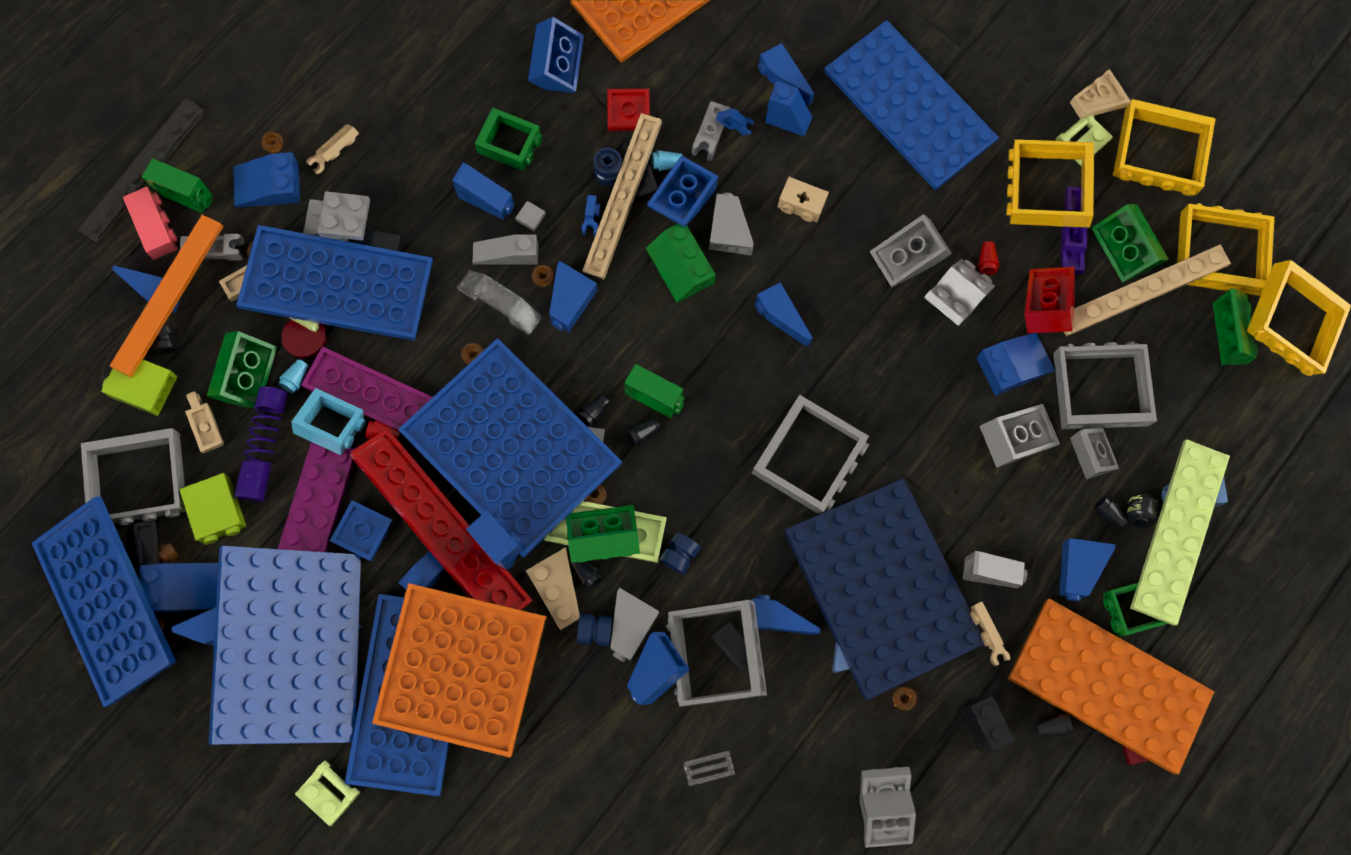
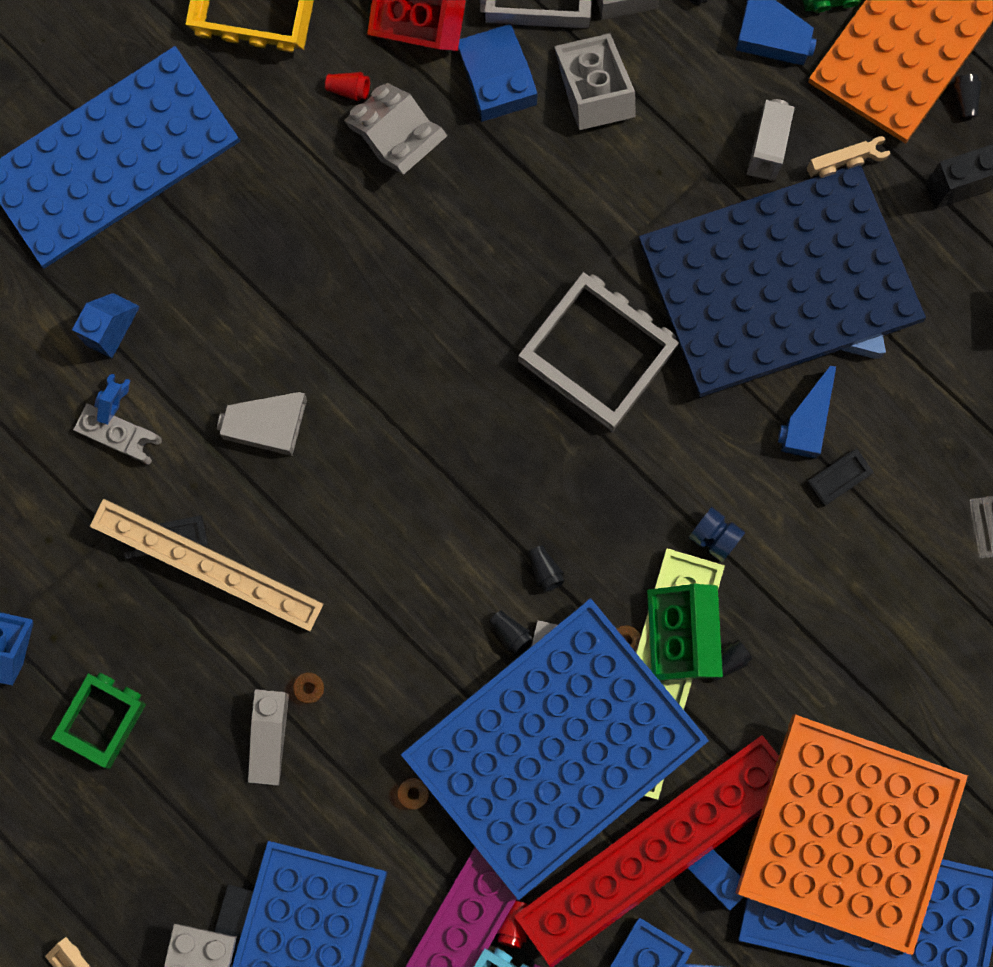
camera: 80 degrees left, 5 degrees up
(482, 192) = (180, 760): blue slope -> none
(495, 539) = (690, 772): blue slope -> none
(502, 299) = (340, 751): clear slope -> none
(530, 216) = (217, 698): light grey tile -> none
(555, 585) = (747, 702): tan wing -> none
(570, 297) = (346, 652): blue slope -> none
(592, 211) = (221, 610): blue plate -> none
(594, 630) = (808, 655): dark blue wheel -> none
(607, 166) = (159, 582): dark blue wheel -> none
(625, 108) = (69, 547): red tile -> none
(630, 625) = (805, 608): light grey slope -> none
(654, 391) = (497, 546): green window -> none
(656, 669) = (867, 578): blue slope -> none
(663, 160) = (156, 501): medium azure cone -> none
(681, 262) = (311, 495): green slope -> none
(684, 191) = (214, 479): blue slope -> none
(752, 643) = (863, 549): light grey window -> none
(780, 67) = (41, 324): blue slope -> none
(780, 311) = (395, 367): blue slope -> none
(796, 191) = (237, 304): tan brick -> none
(910, 251) = (328, 185): light grey slope -> none
(911, 698) = (927, 267): clear orange plate -> none

